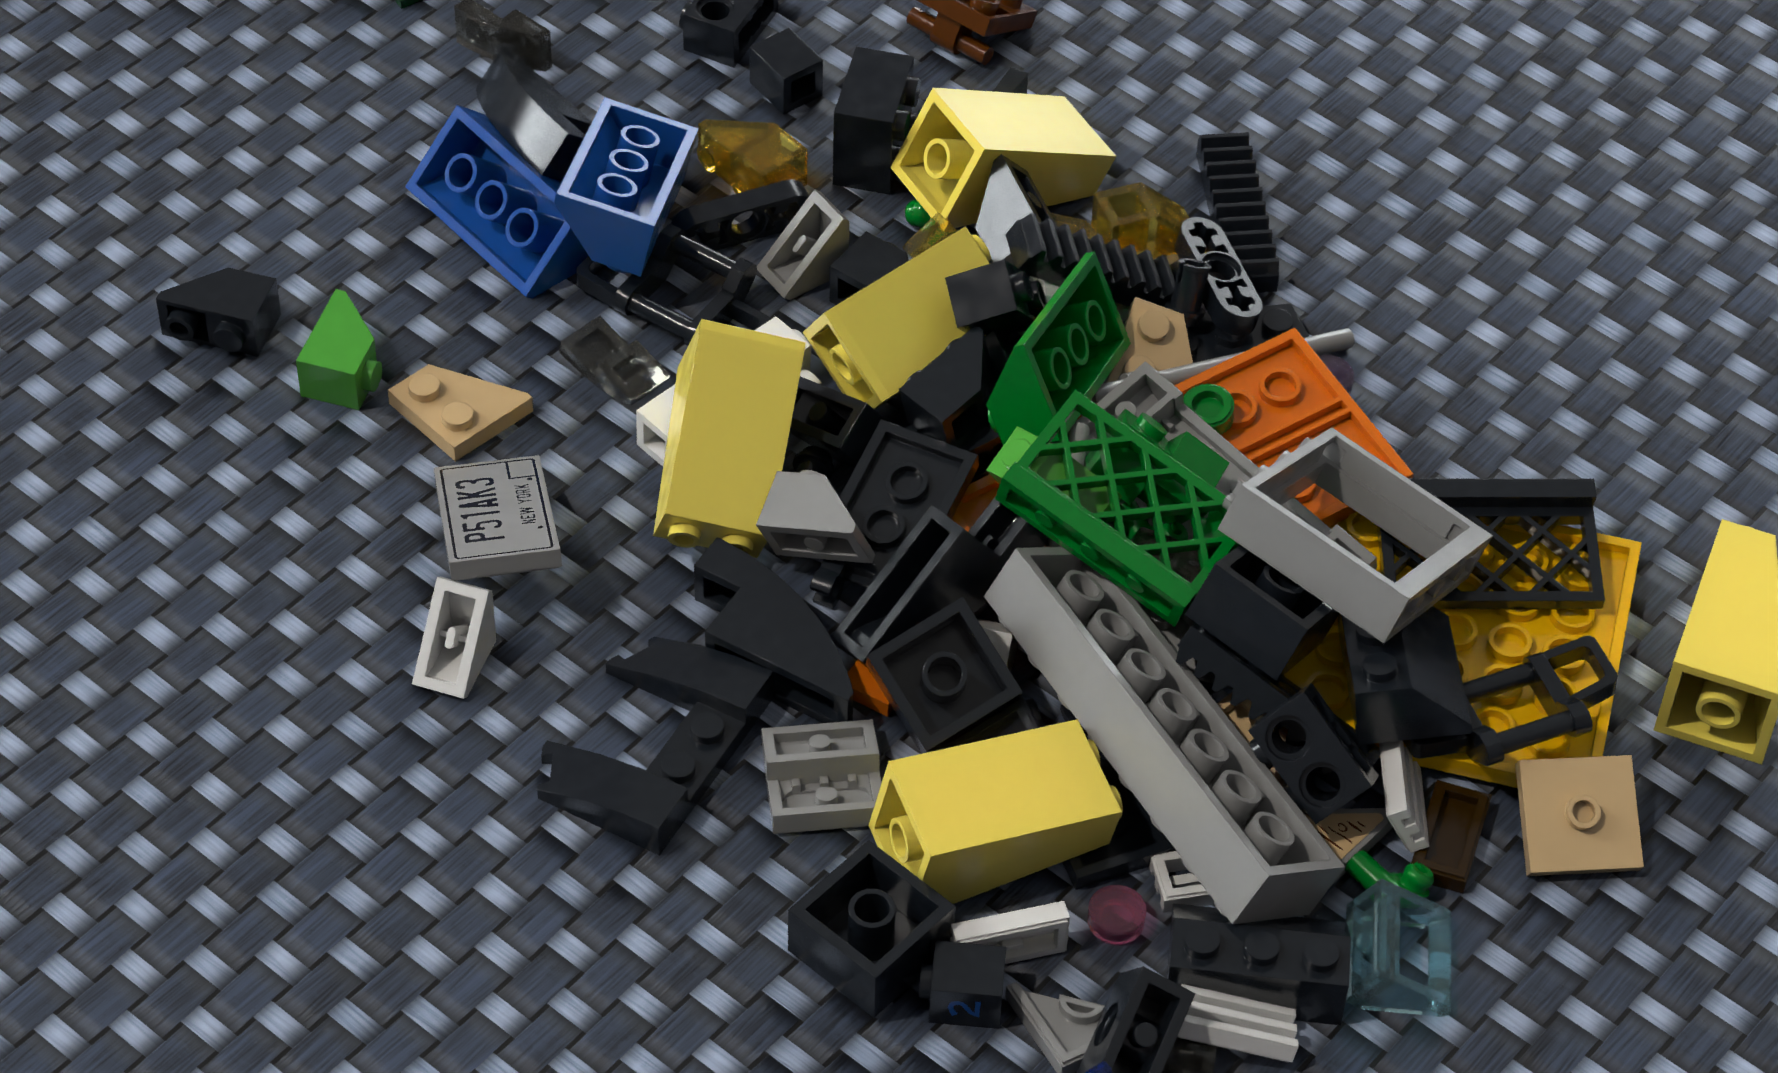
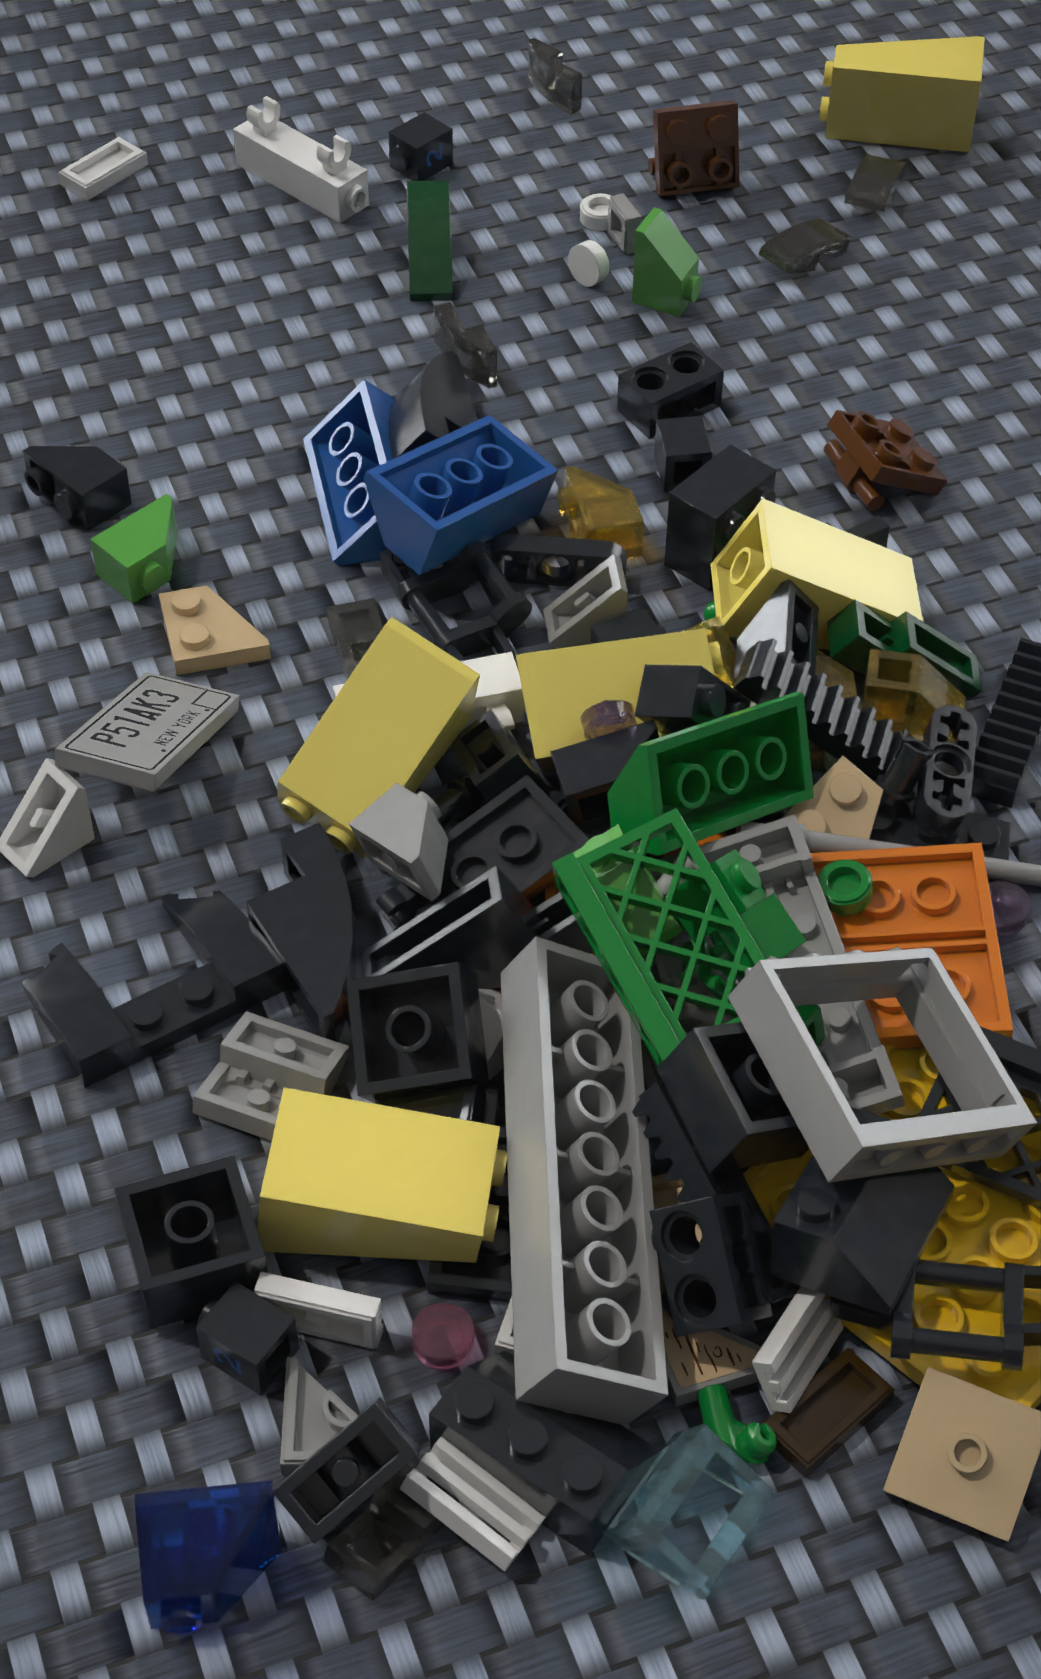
camera: 30 degrees right, 0 degrees up
(932, 340) = (607, 718): none -> tile
(1071, 182) = (860, 629): none -> dark green slope

